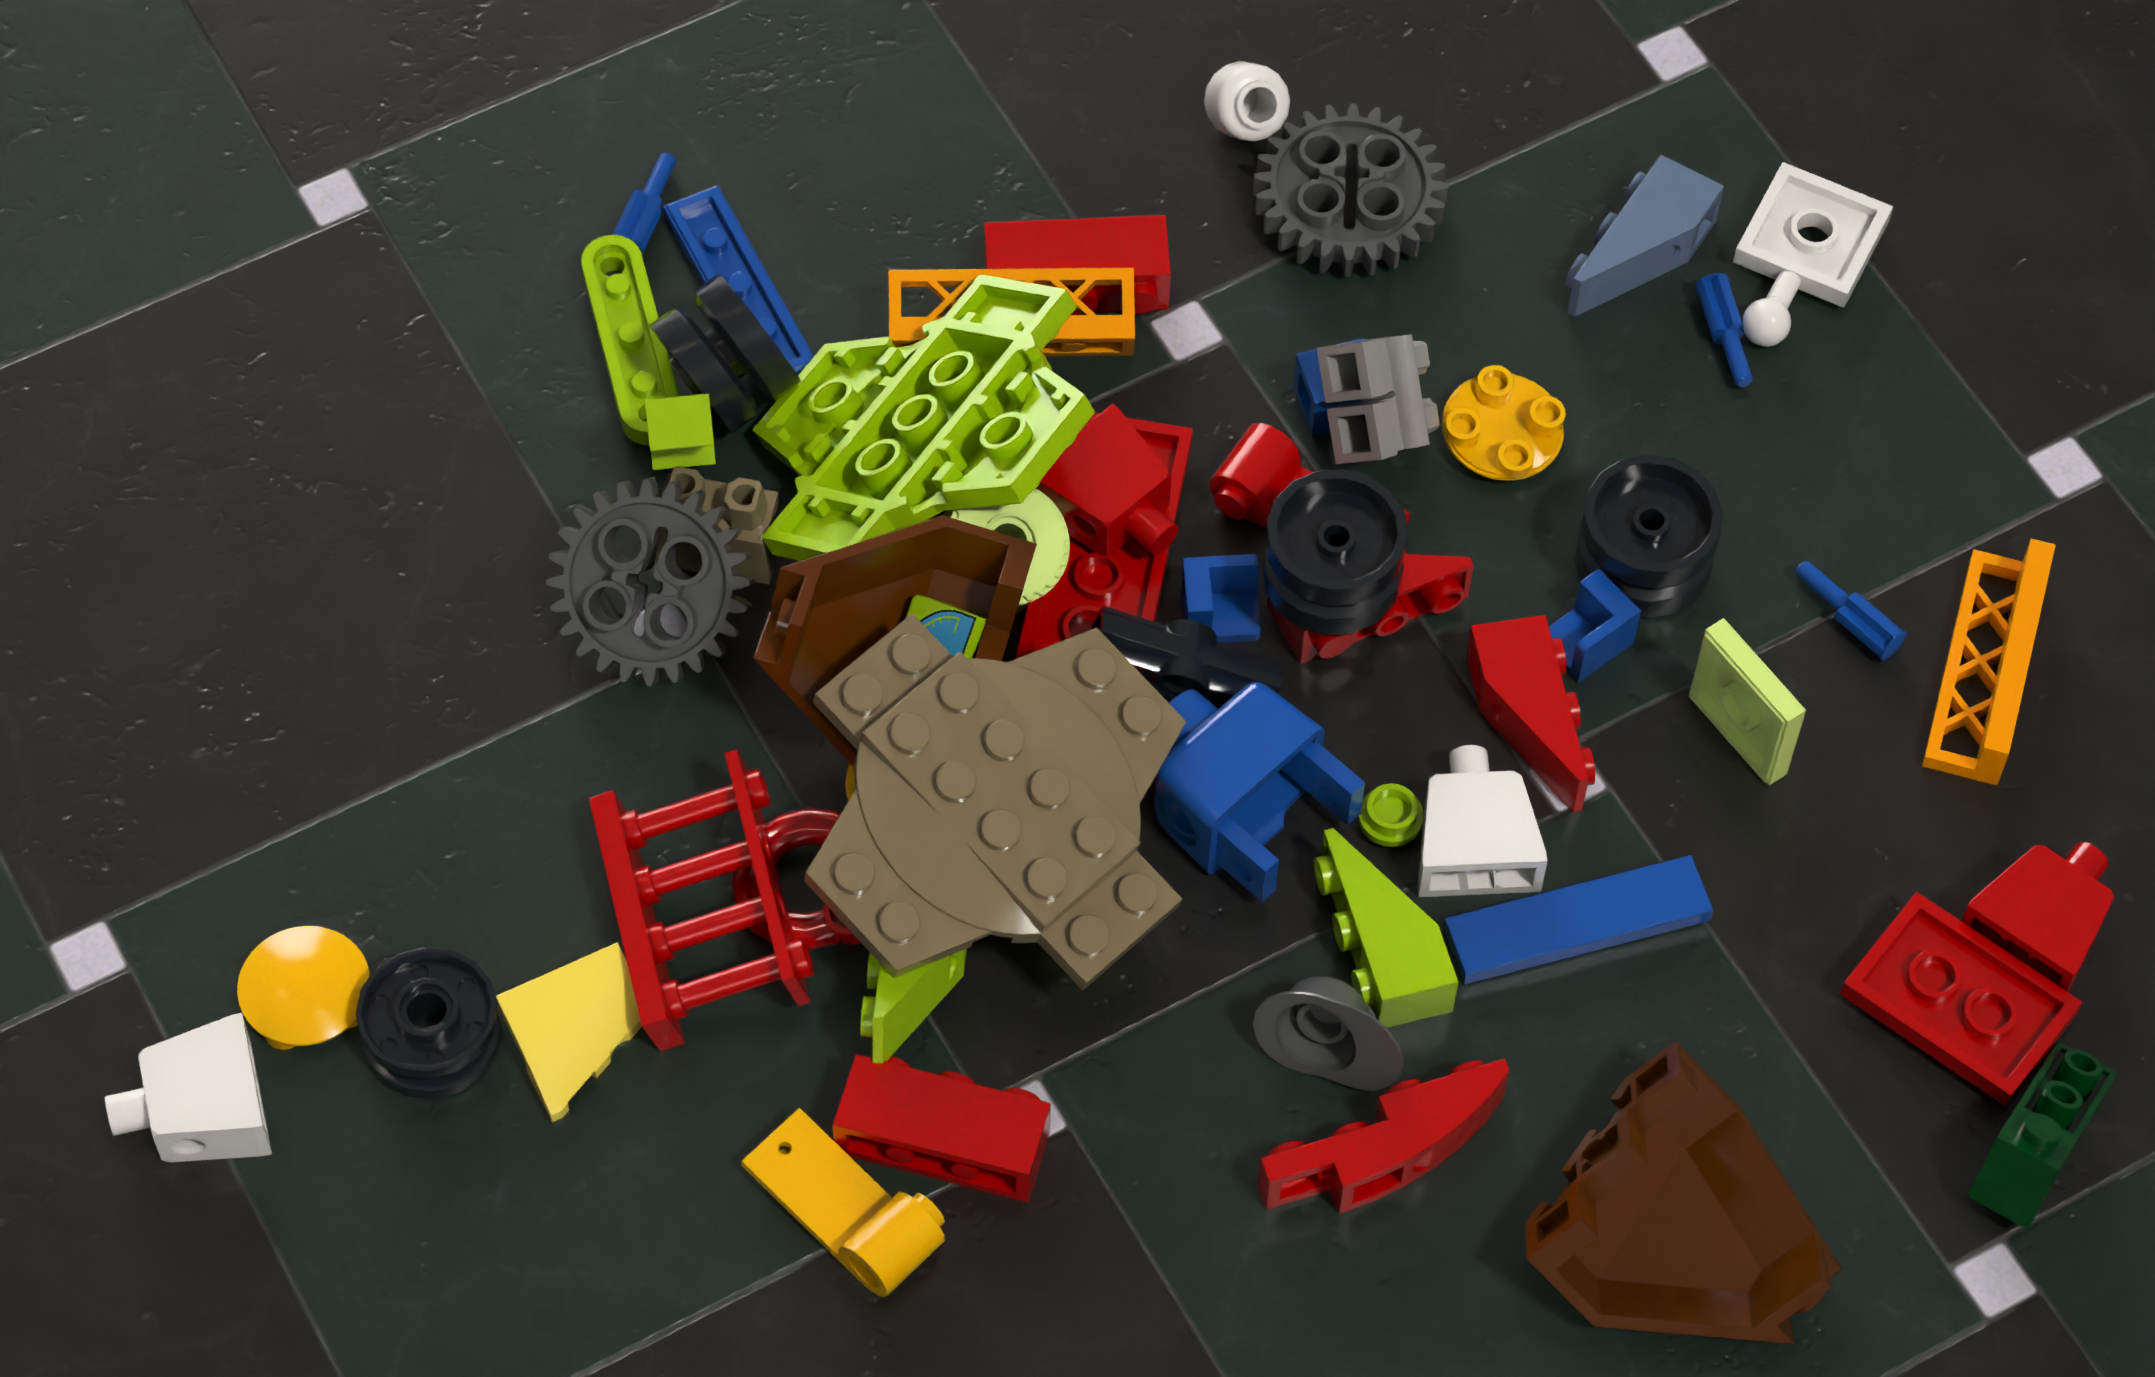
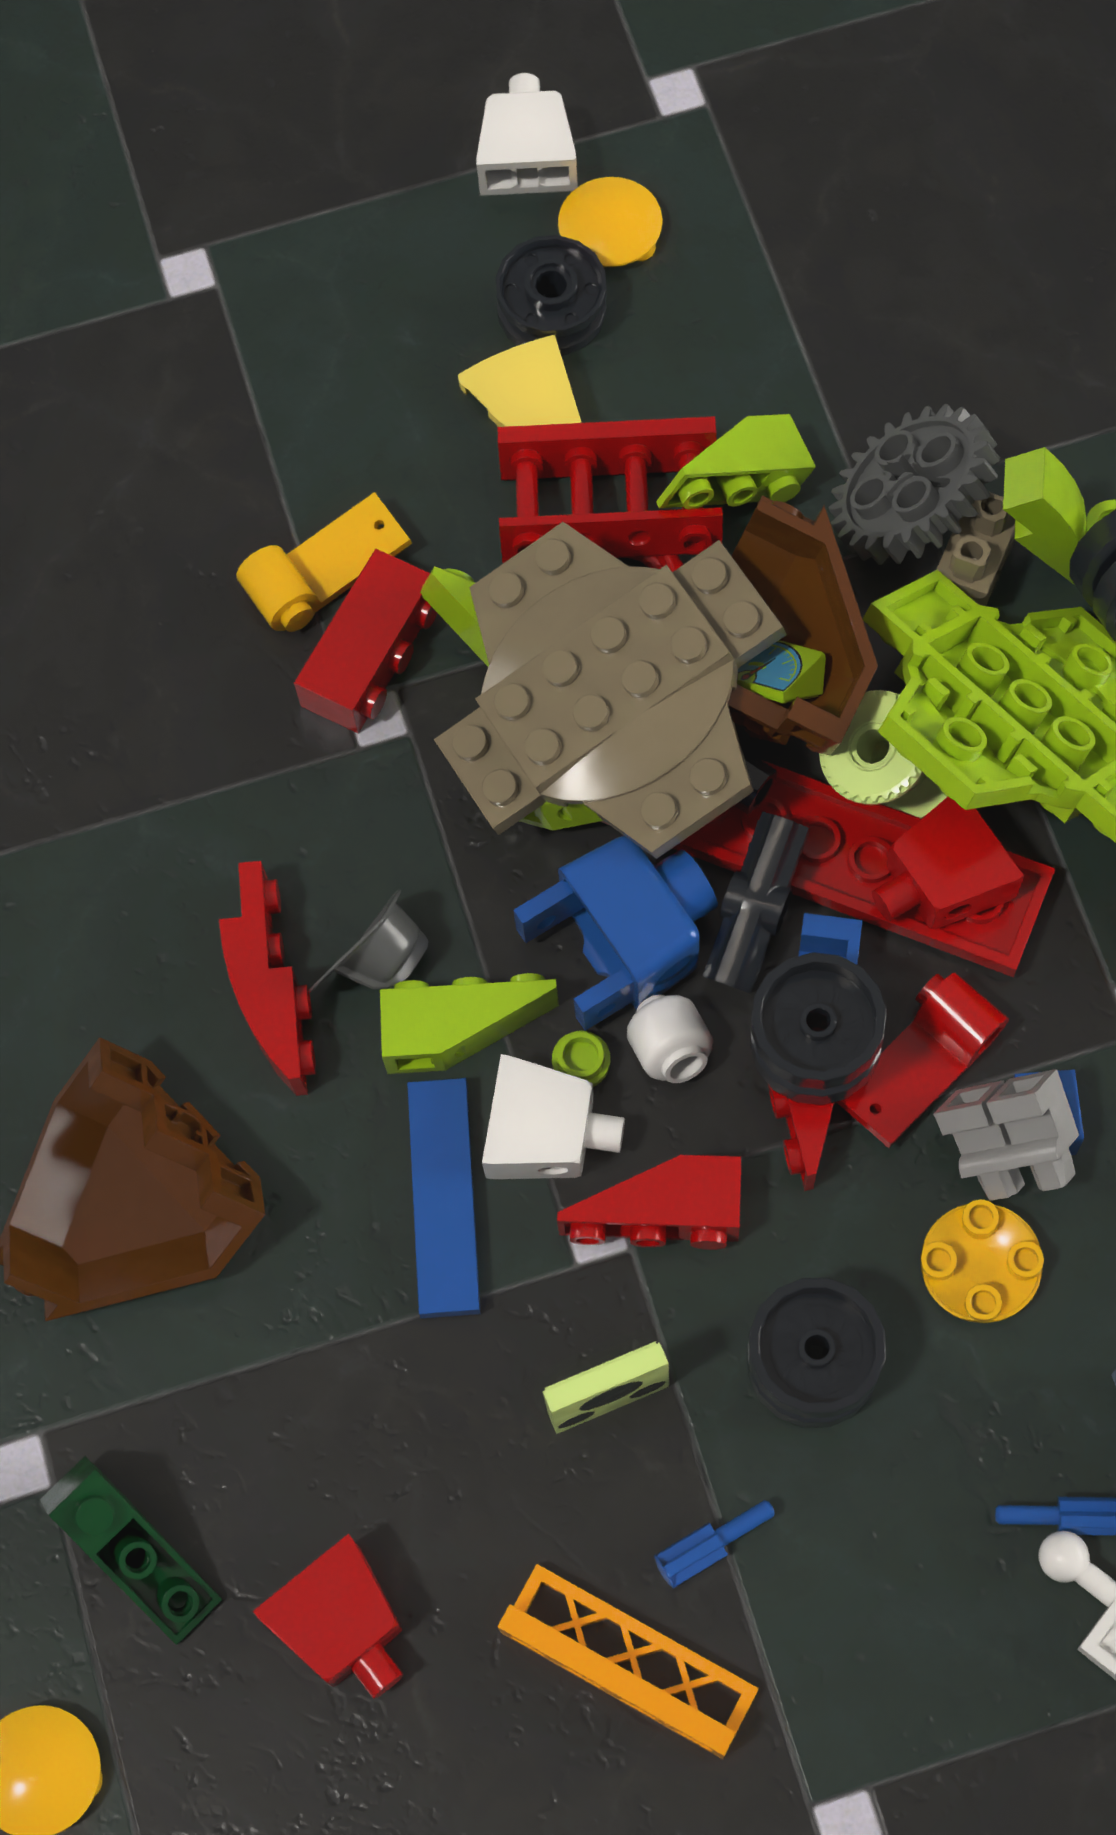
camera: 110 degrees right, 10 degrees up
(652, 760) = (748, 461): none -> lime slope
(1355, 724) = (670, 1038): none -> white head
(1597, 627) = (734, 1282): blue panel -> none
(1961, 998) = (276, 1513): red plate -> none

